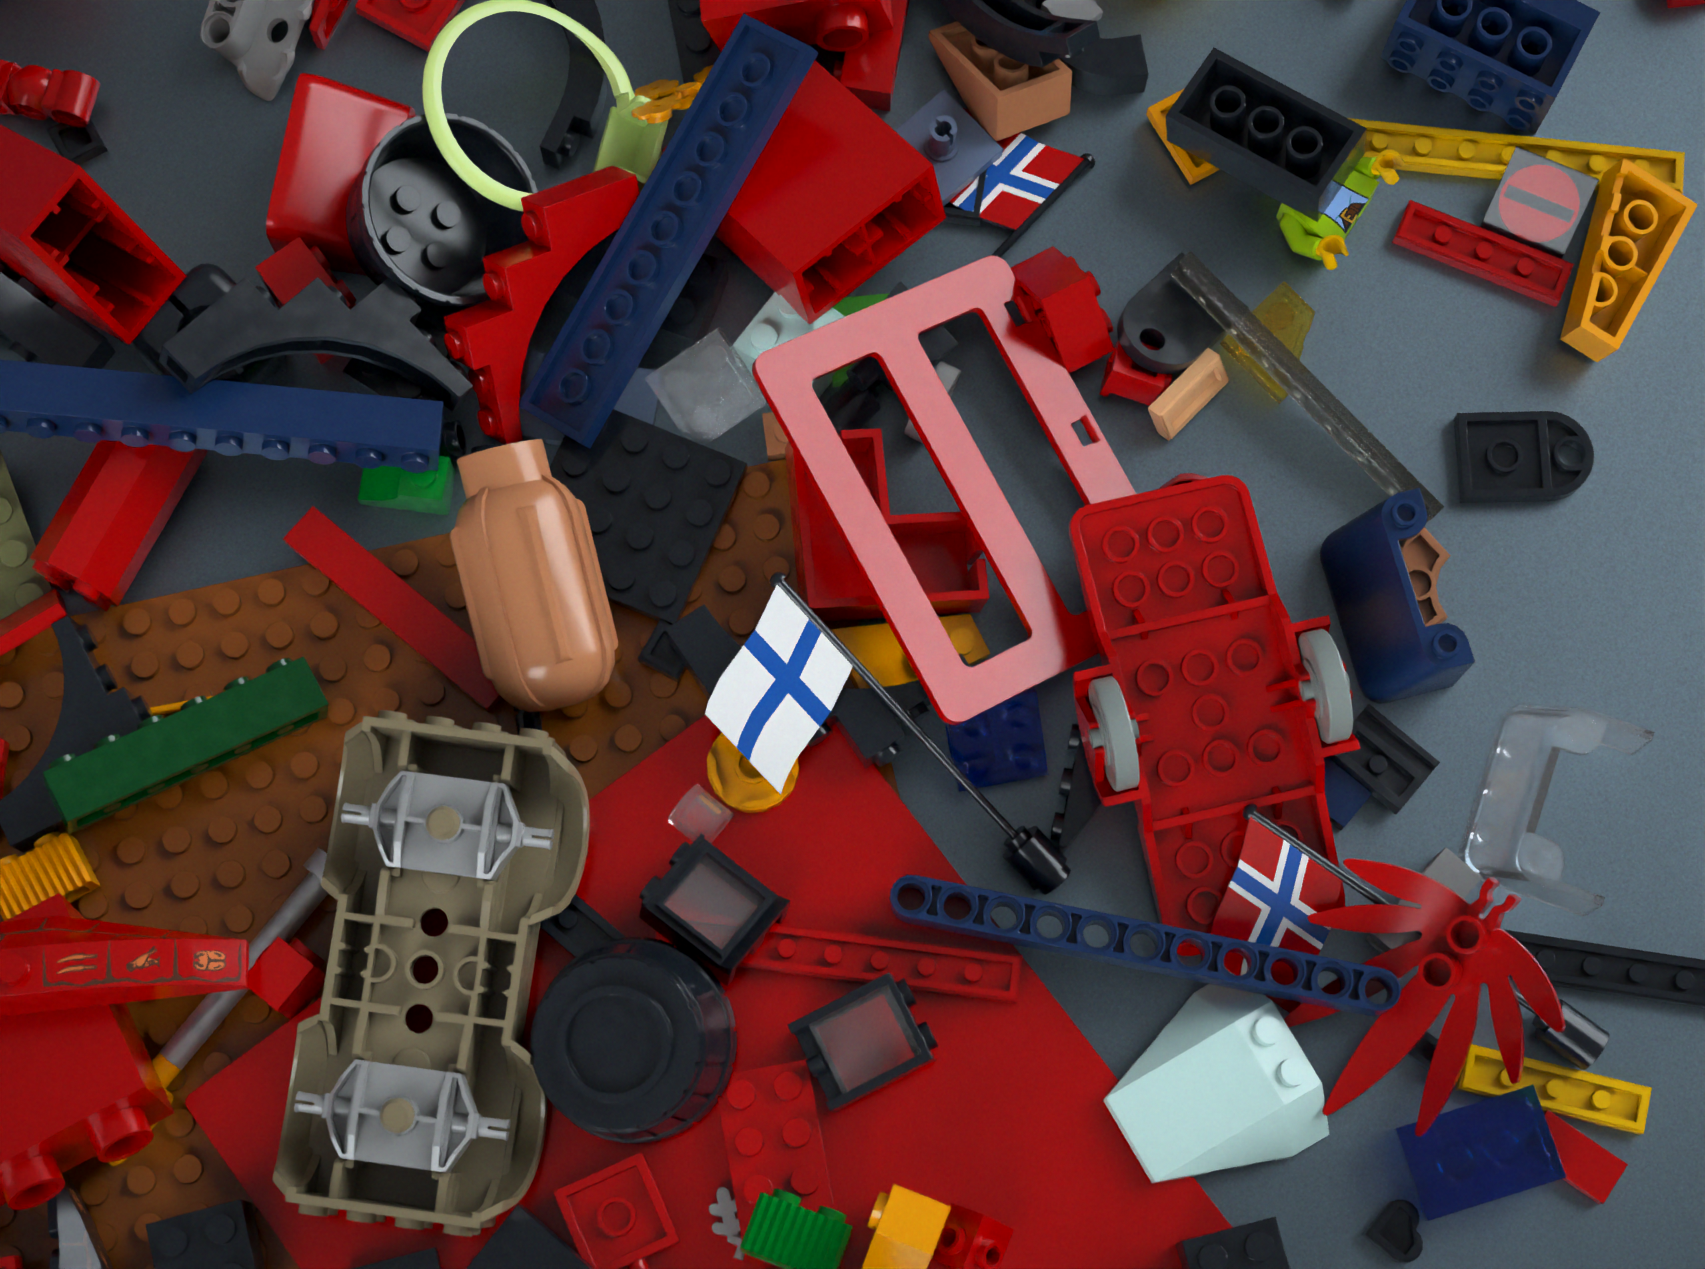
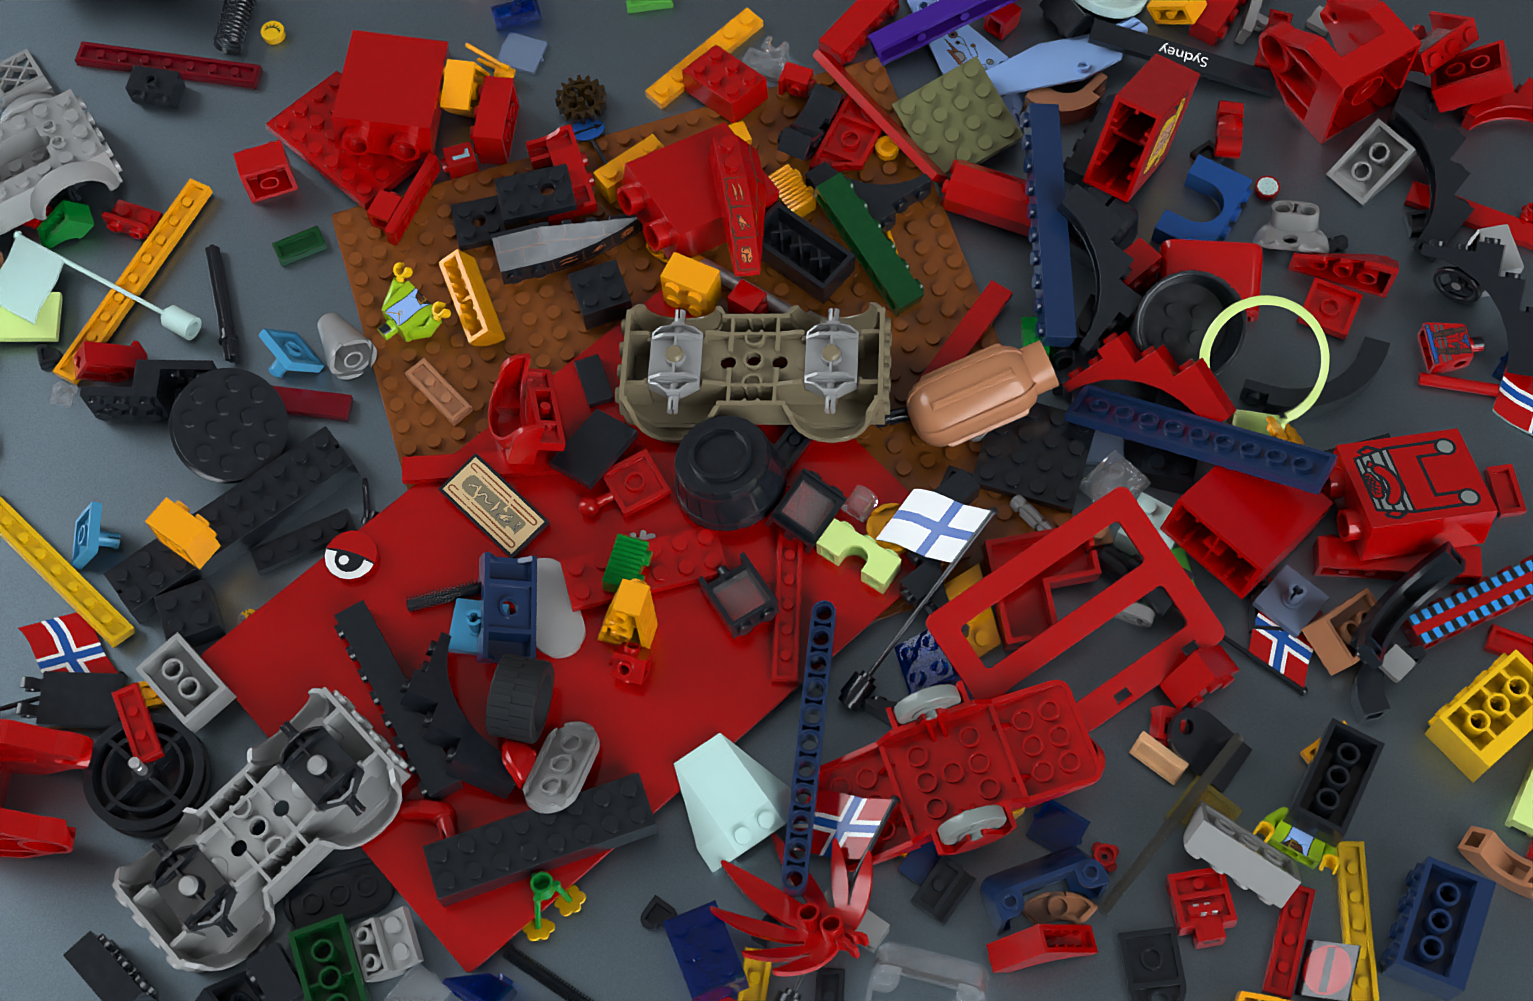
camera: 90 degrees right, 10 degrees down
(161, 53) = (1267, 188): none -> tile
(164, 114) = (1221, 185): none -> blue arch
(183, 862) = (804, 253): none -> black brick
(231, 1081) = (691, 285): none -> light orange brick
(749, 532) = (1029, 514): none -> light grey axle
(825, 793) = (842, 541): none -> yellowish green arch
(1294, 565) = (1057, 827): none -> clear blue piece
(1332, 491) = (1110, 851): none -> red plate
(1360, 301) = (1241, 855): none -> light grey slope
(1428, 367) = (1201, 906): none -> red piece
(1492, 615) = (1040, 945): none -> red arch

